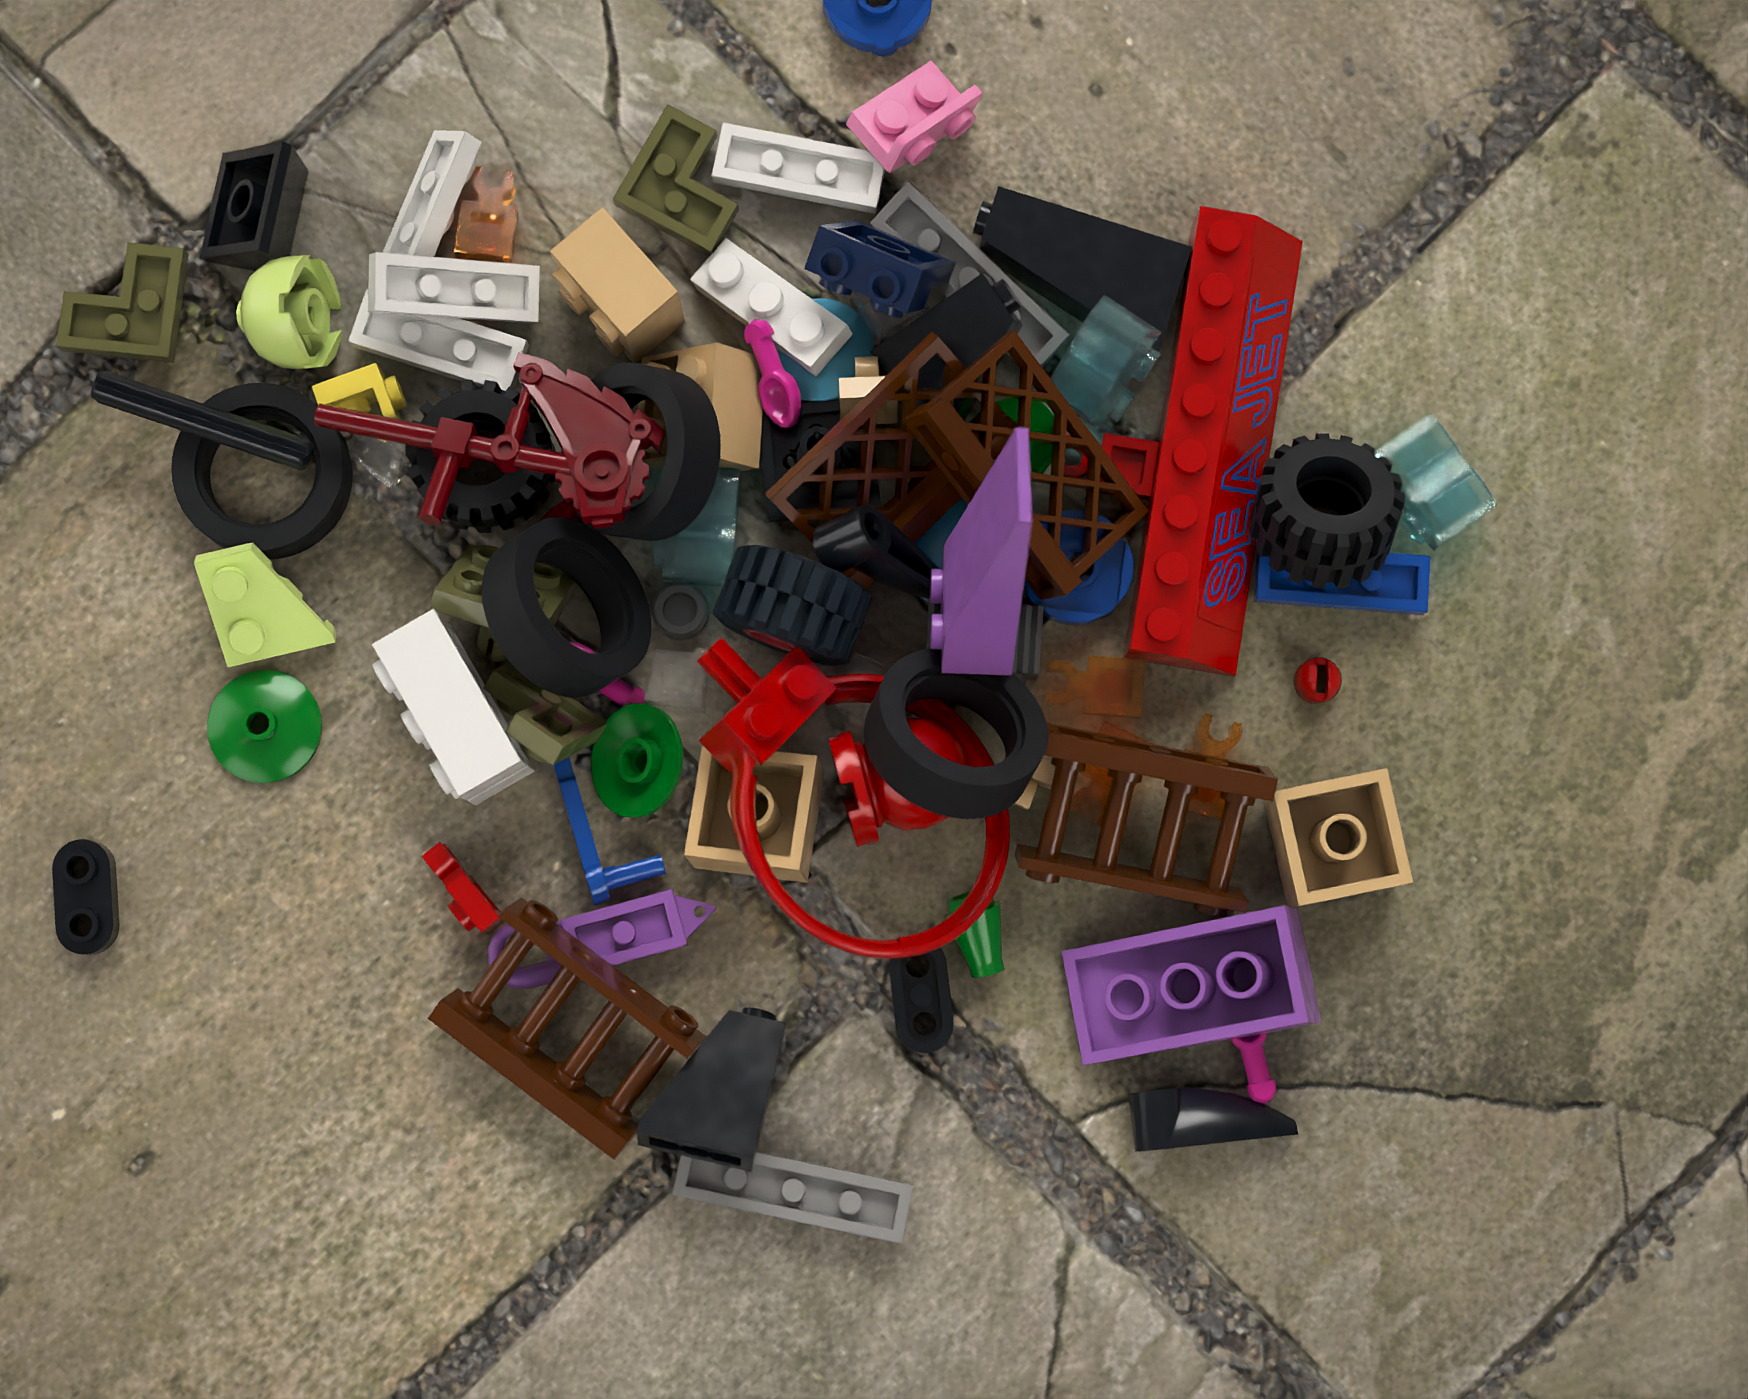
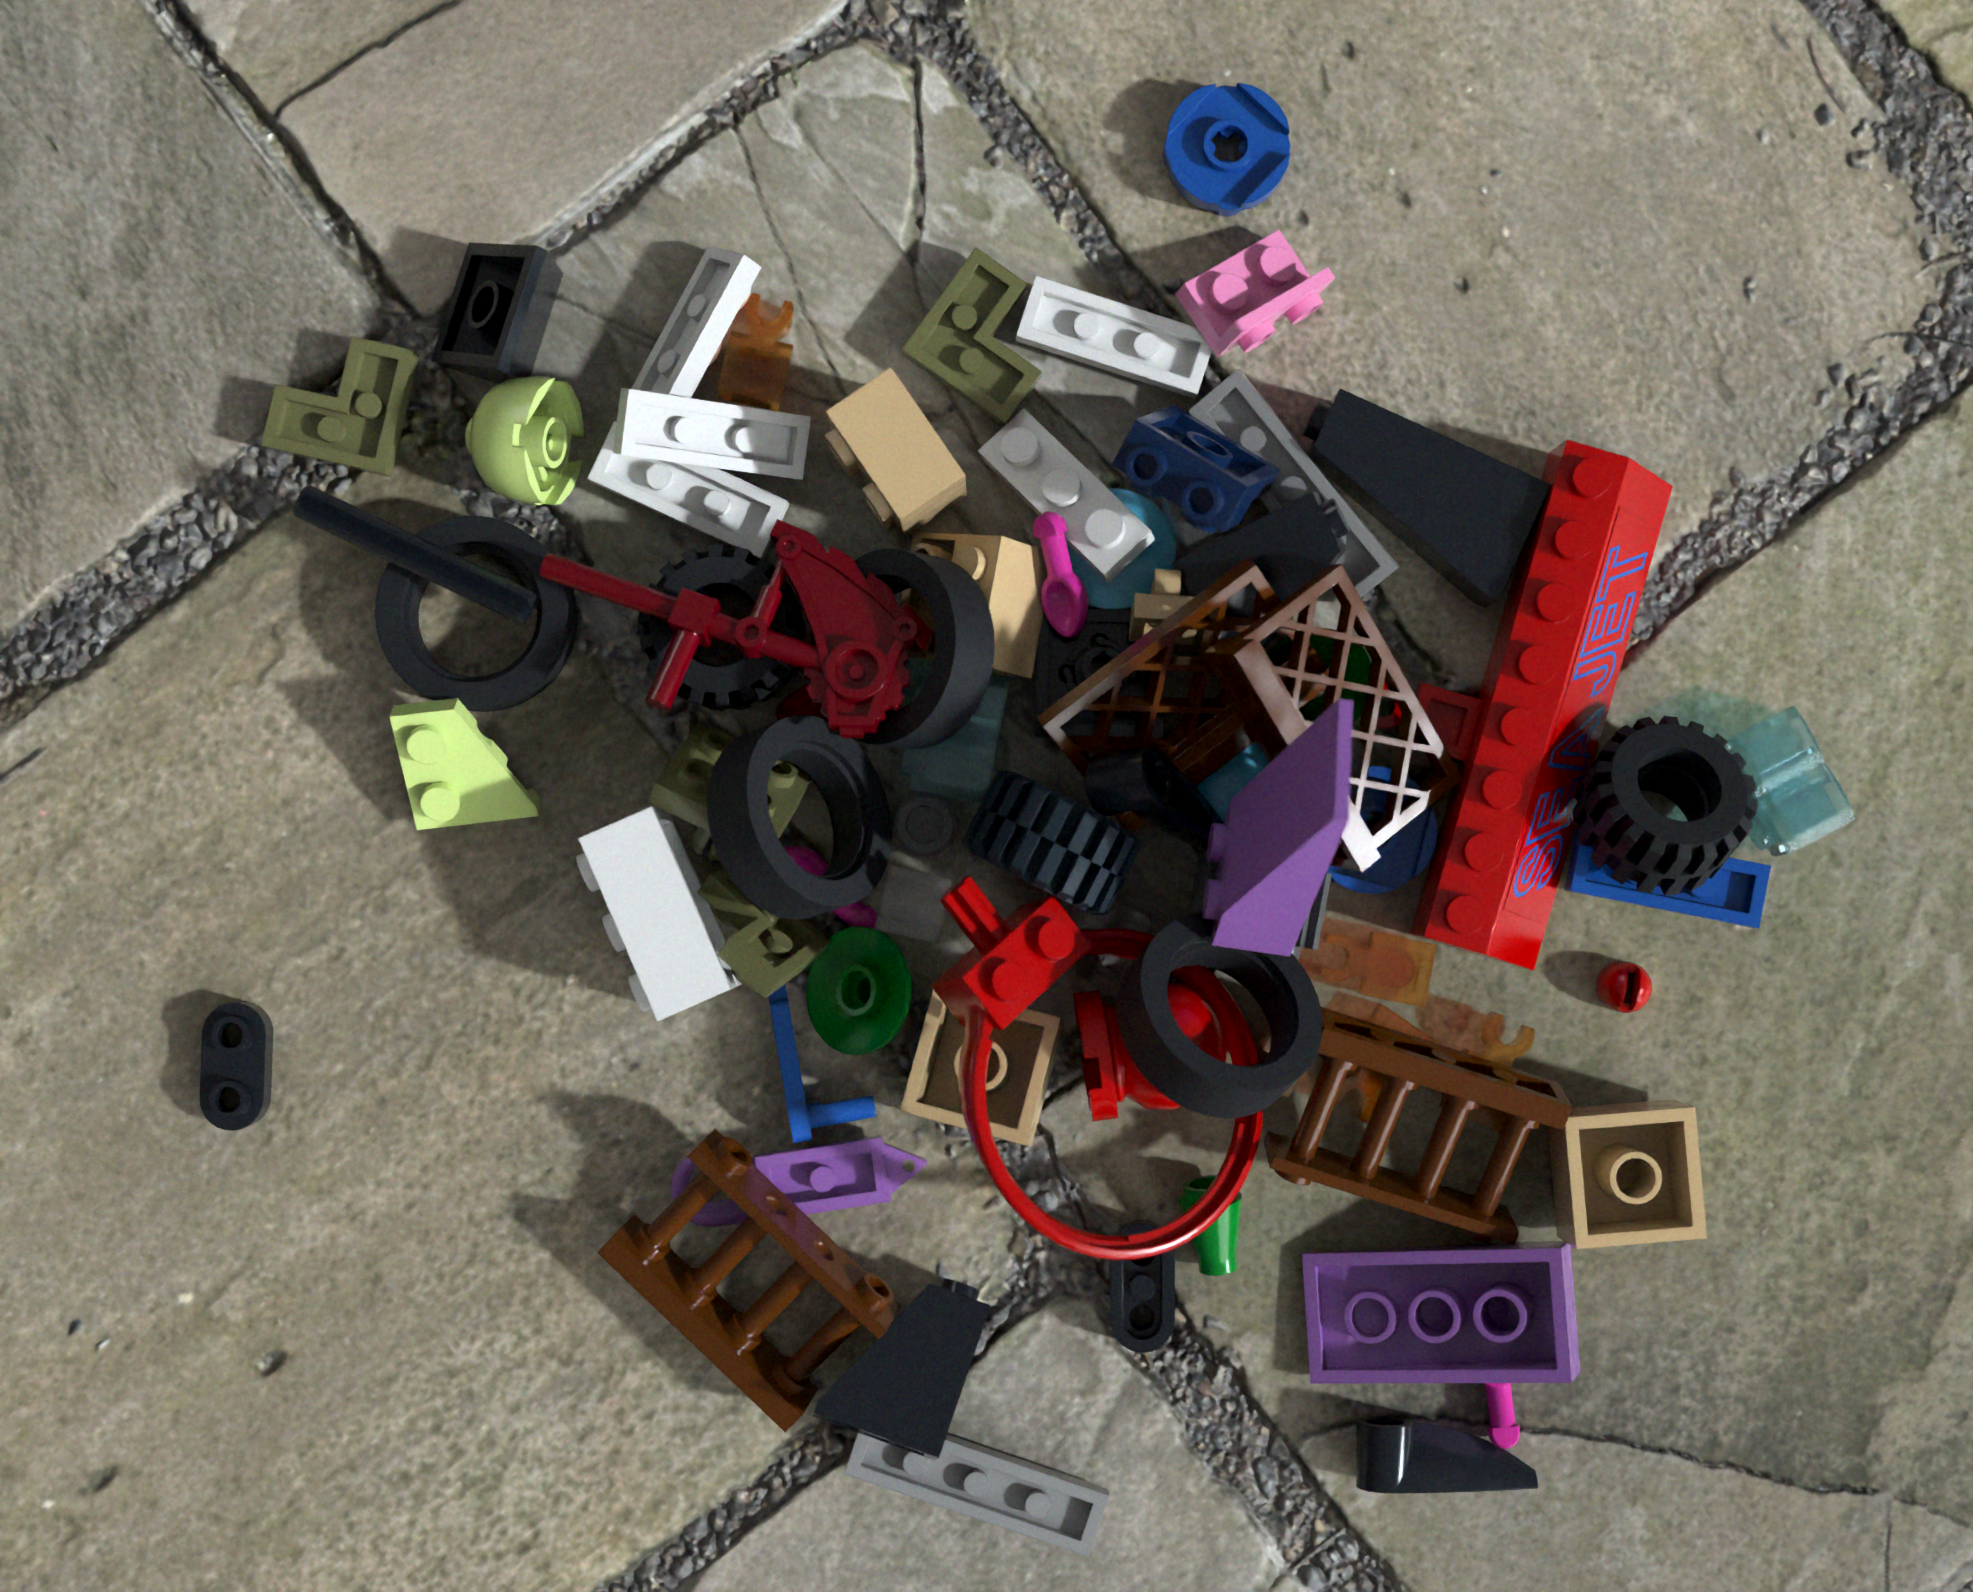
camera: 10 degrees right, 5 degrees up
(291, 734) = (482, 898): green dish -> none
(360, 389) = (587, 537): light yellow bracket -> none
(470, 903) = (658, 1124): red plate -> none
(1103, 362) = (1436, 605): clear light blue brick -> none

